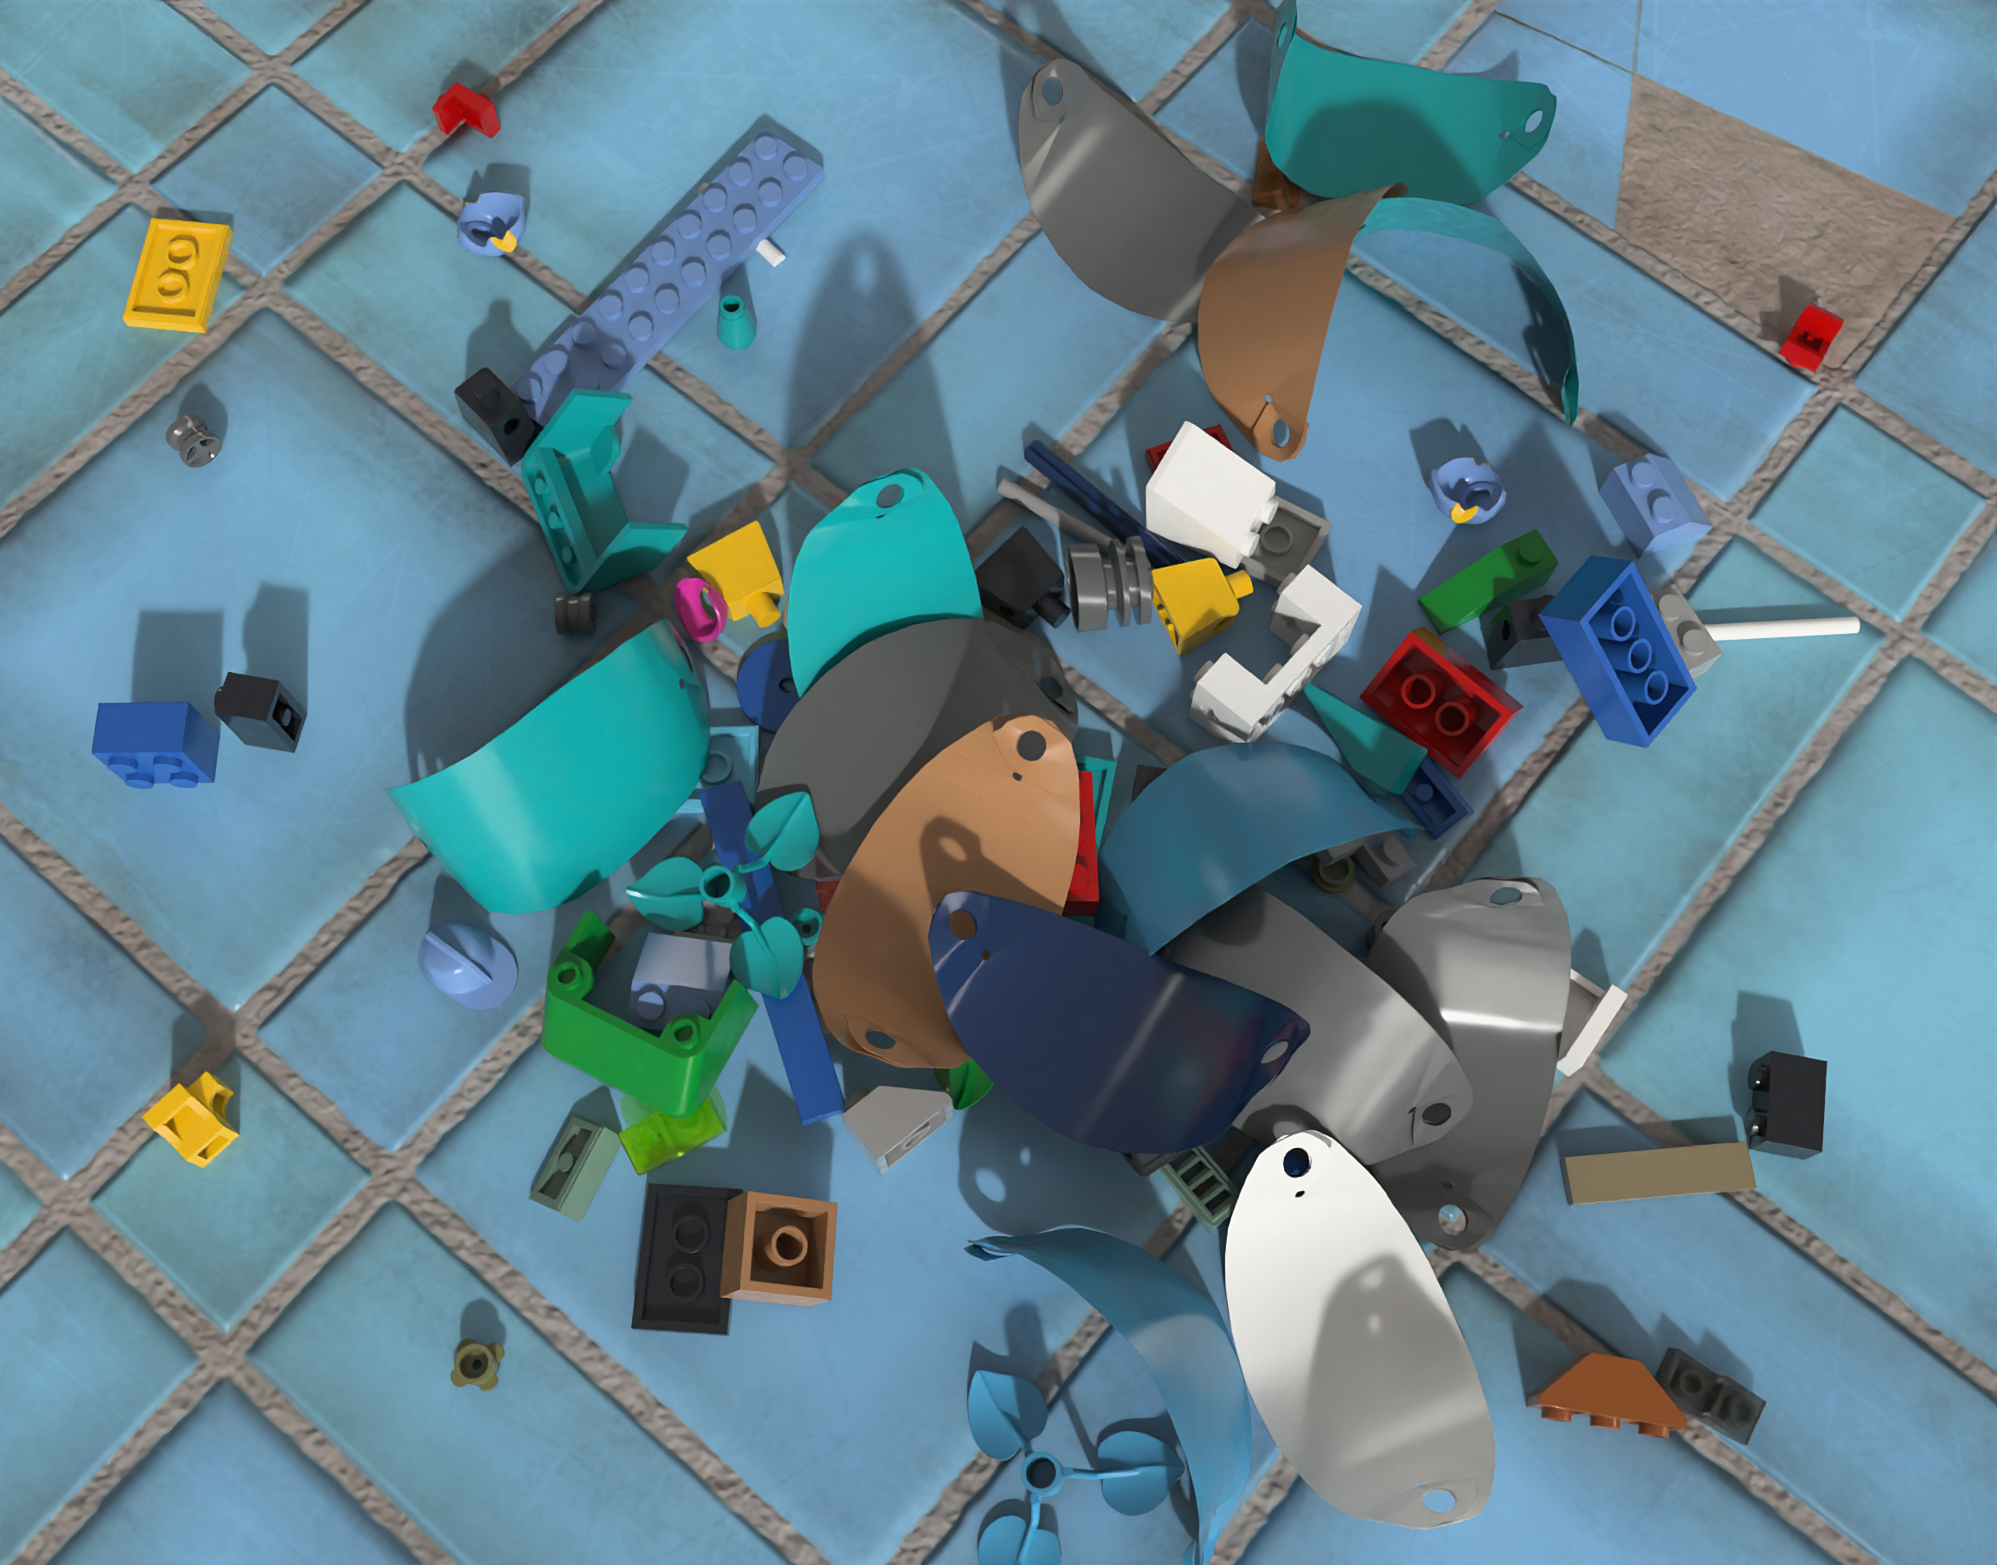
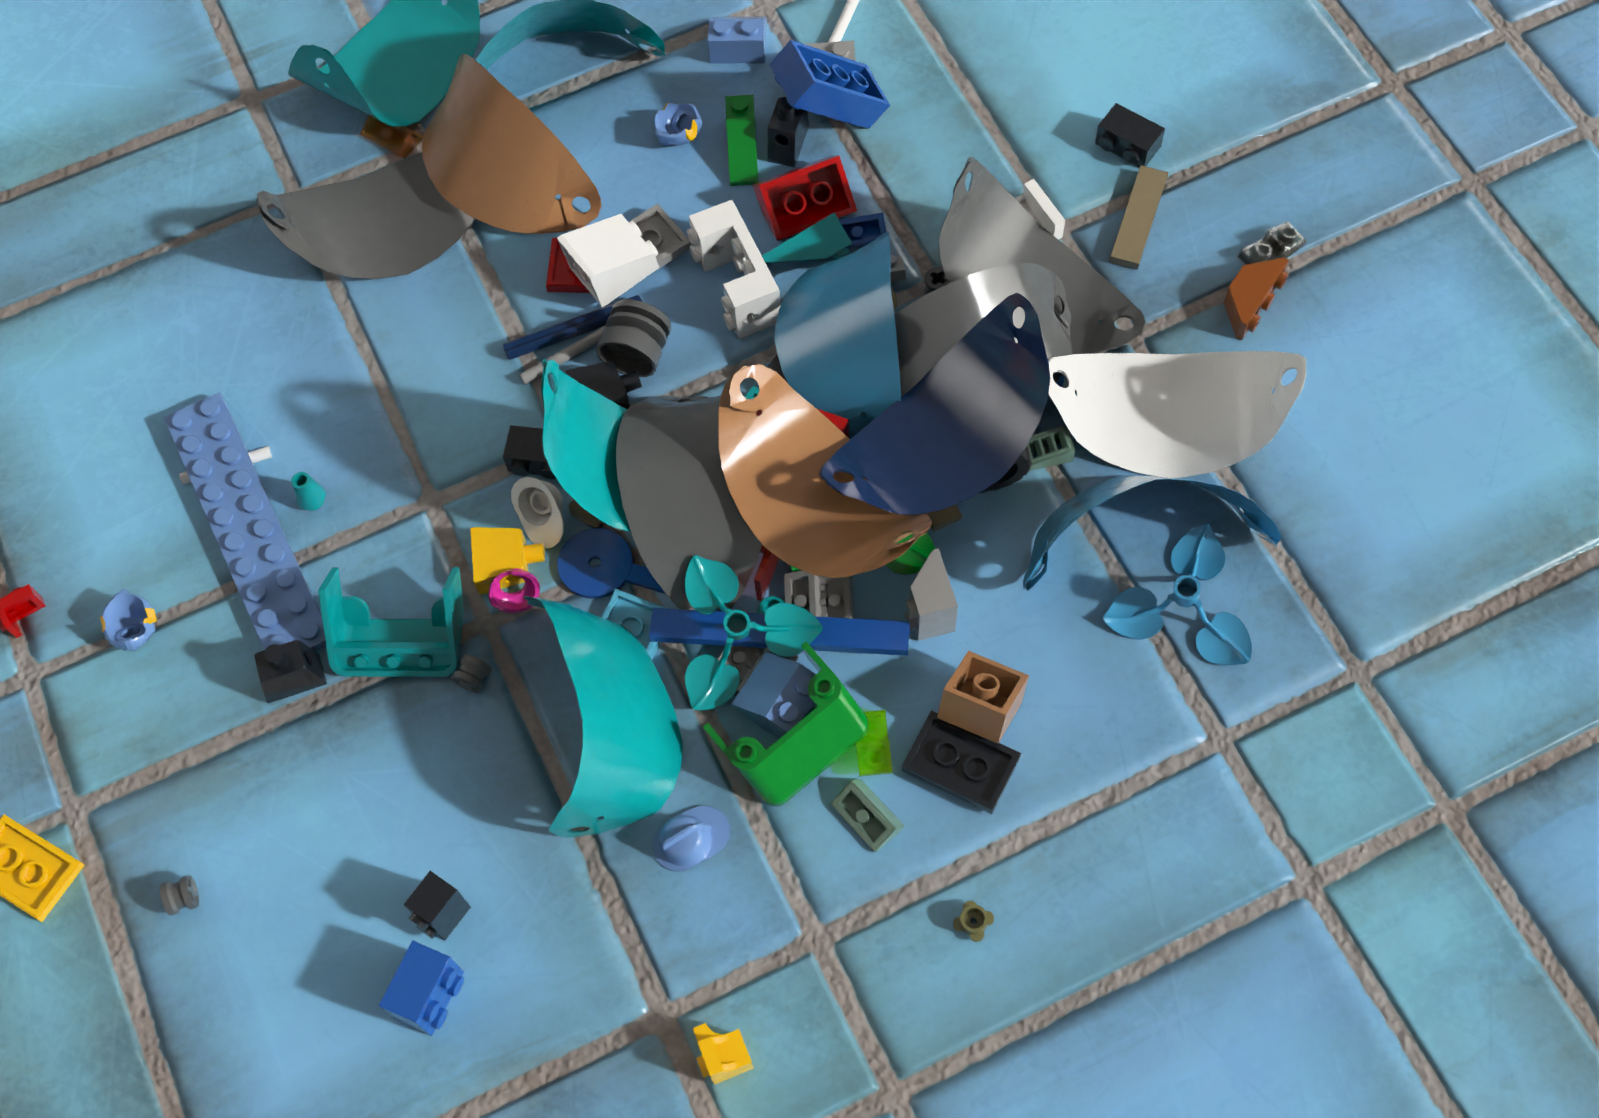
camera: 60 degrees left, 5 degrees down
(1197, 601) = (671, 295): yellow torso -> none

